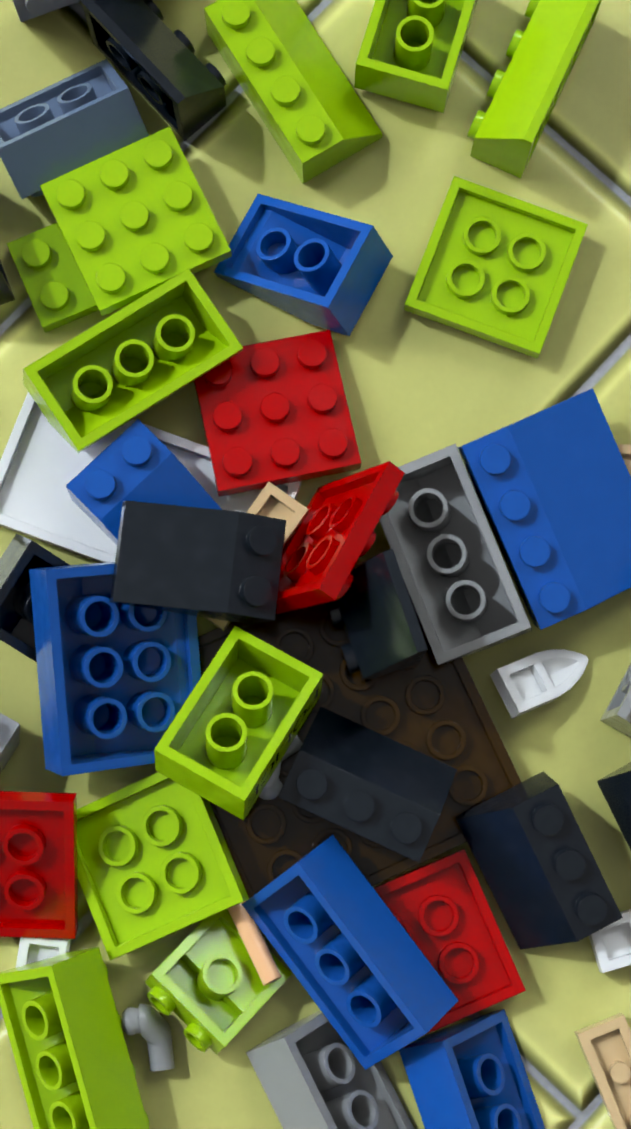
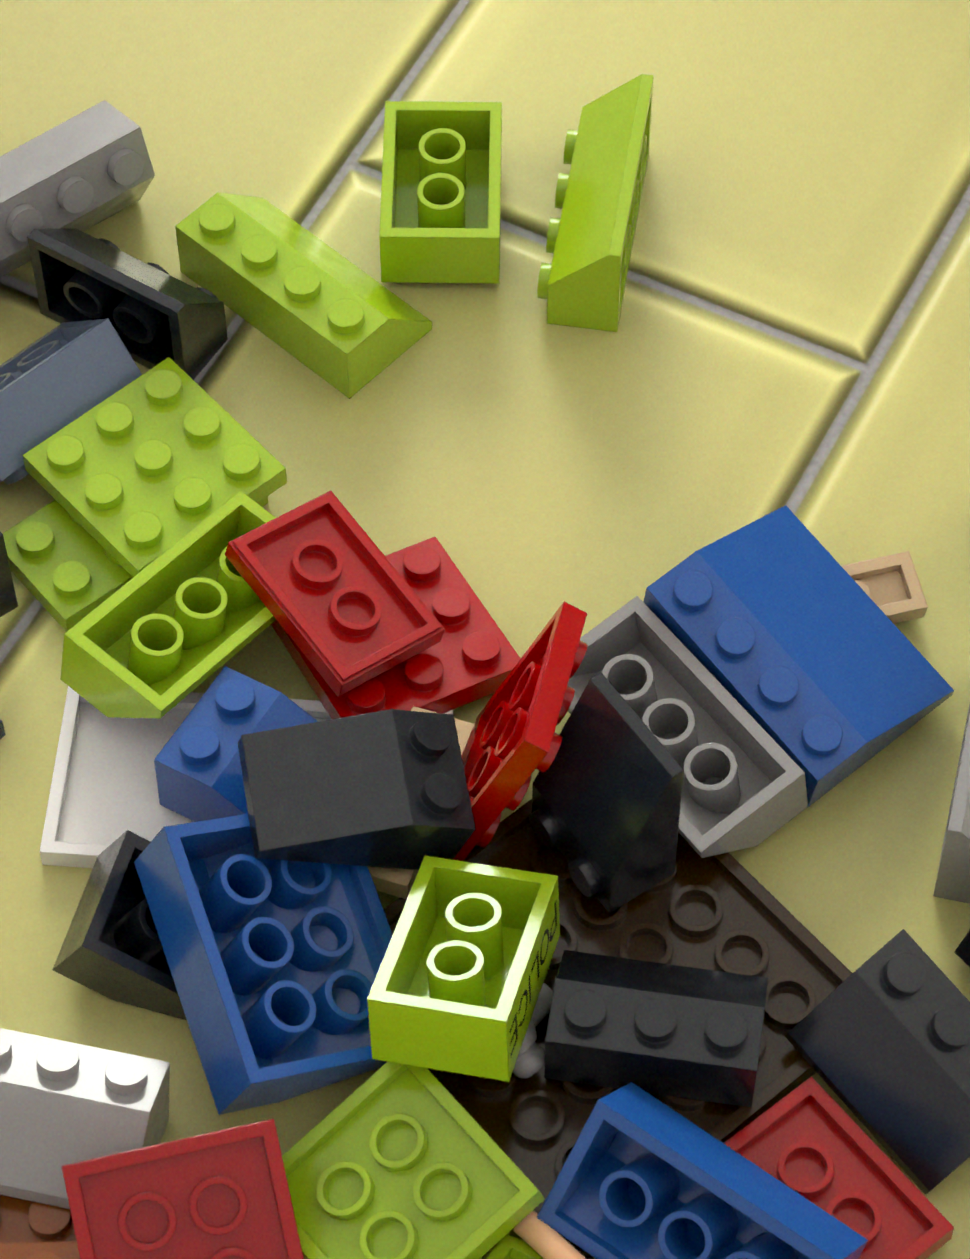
camera: 15 degrees left, 25 degrees down
(234, 376) = (334, 593): none -> red tile
(306, 262) = (393, 465): blue slope -> none
(495, 267) = (619, 423): lime plate -> none
(538, 679) = (833, 859): white plate -> none

